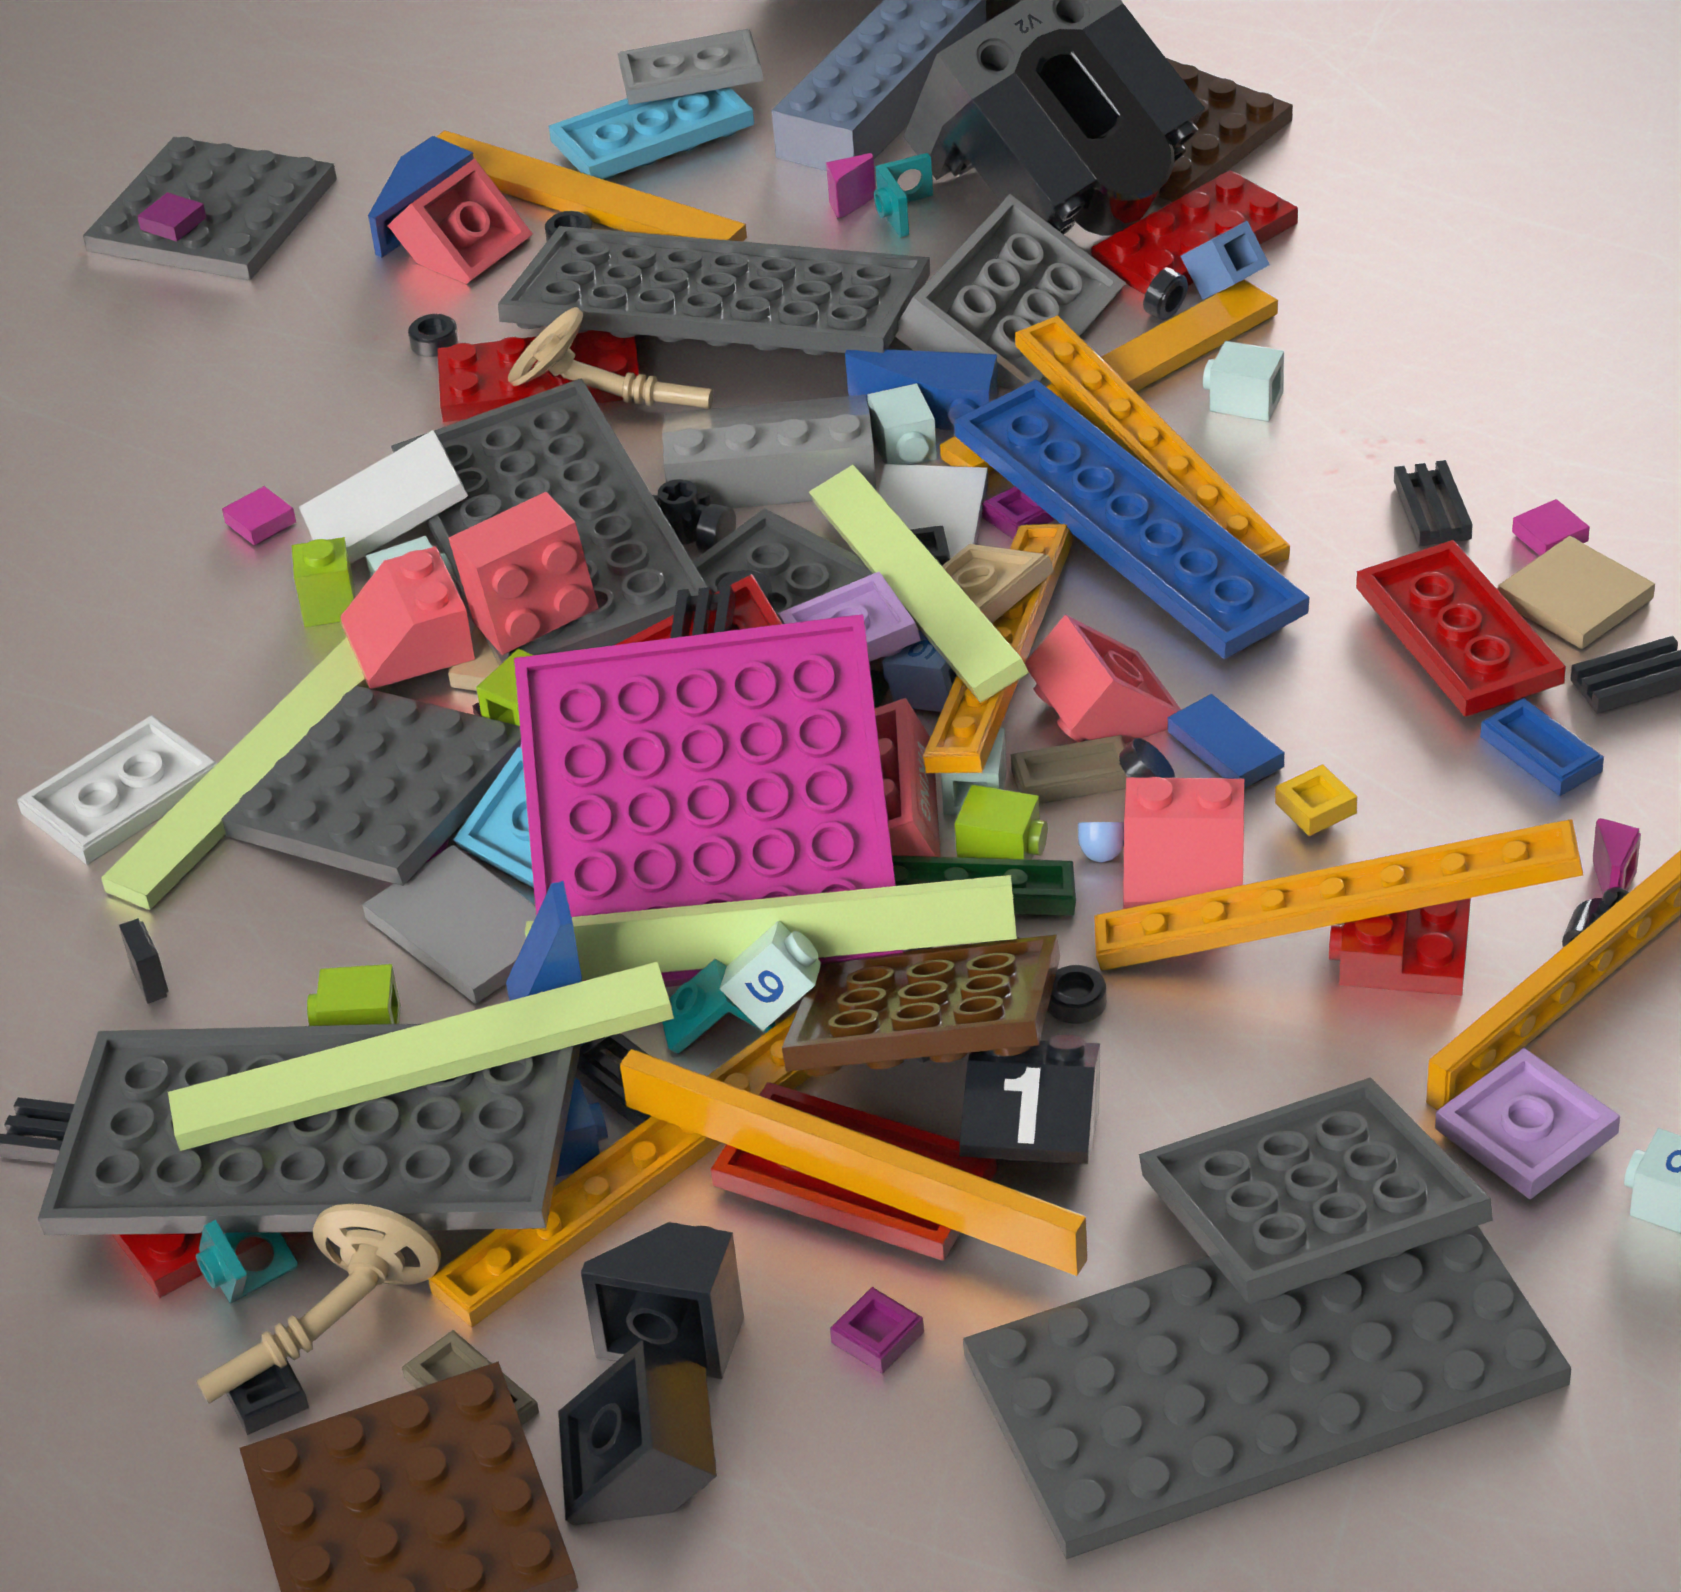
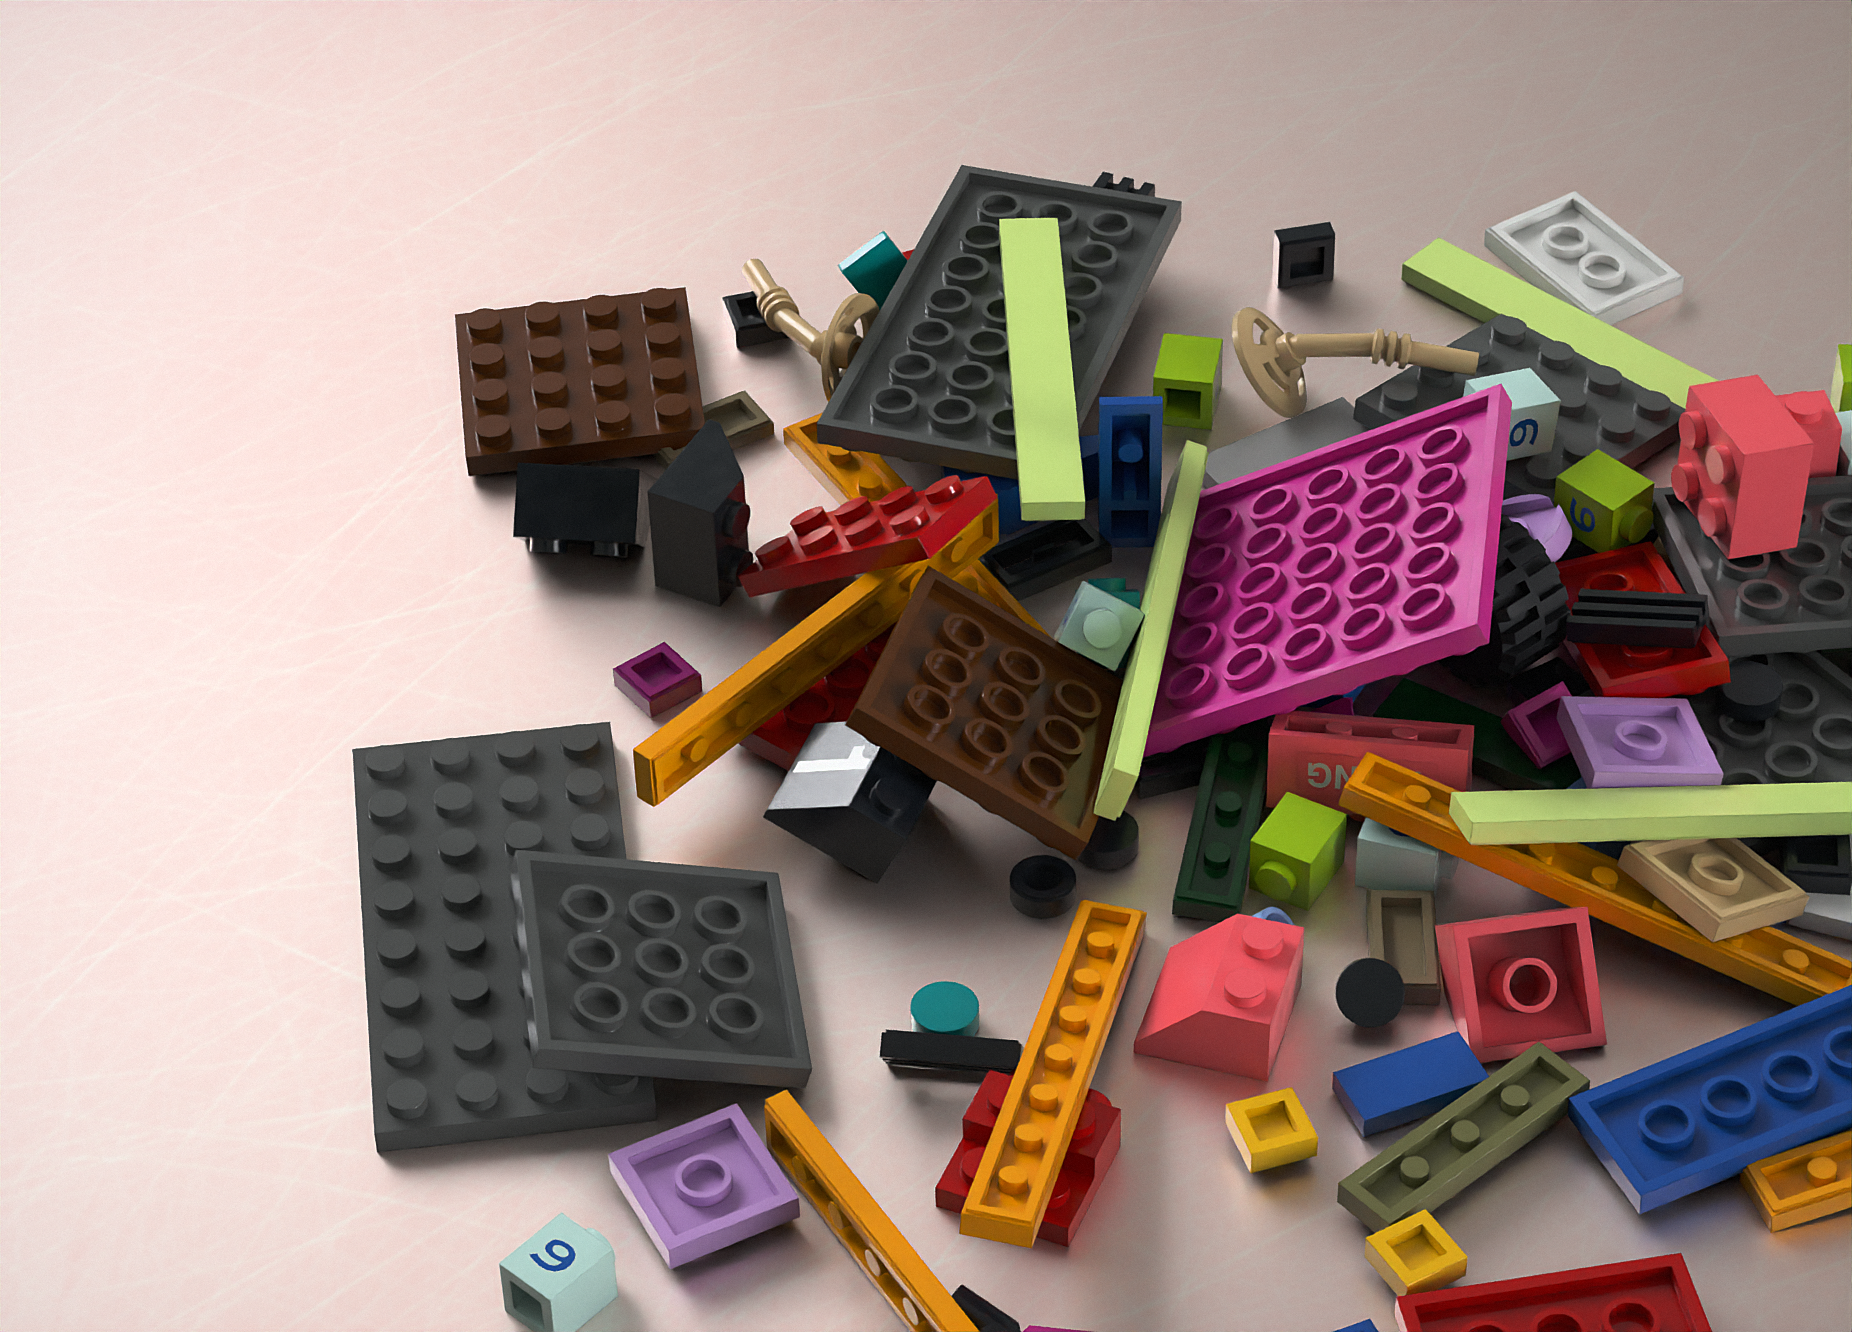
camera: 100 degrees right, 0 degrees up
(340, 921) = (1282, 356): none -> tan dish
(446, 738) = (1532, 411): none -> light aqua brick
(703, 1126) = (867, 535): none -> red plate
(1256, 1022) = (945, 1009): none -> teal tile
(1284, 698) = (1463, 1140): none -> olive plate
(1323, 985) = (949, 1052): none -> black tile
(1412, 705) = (1415, 1255): none -> yellow plate

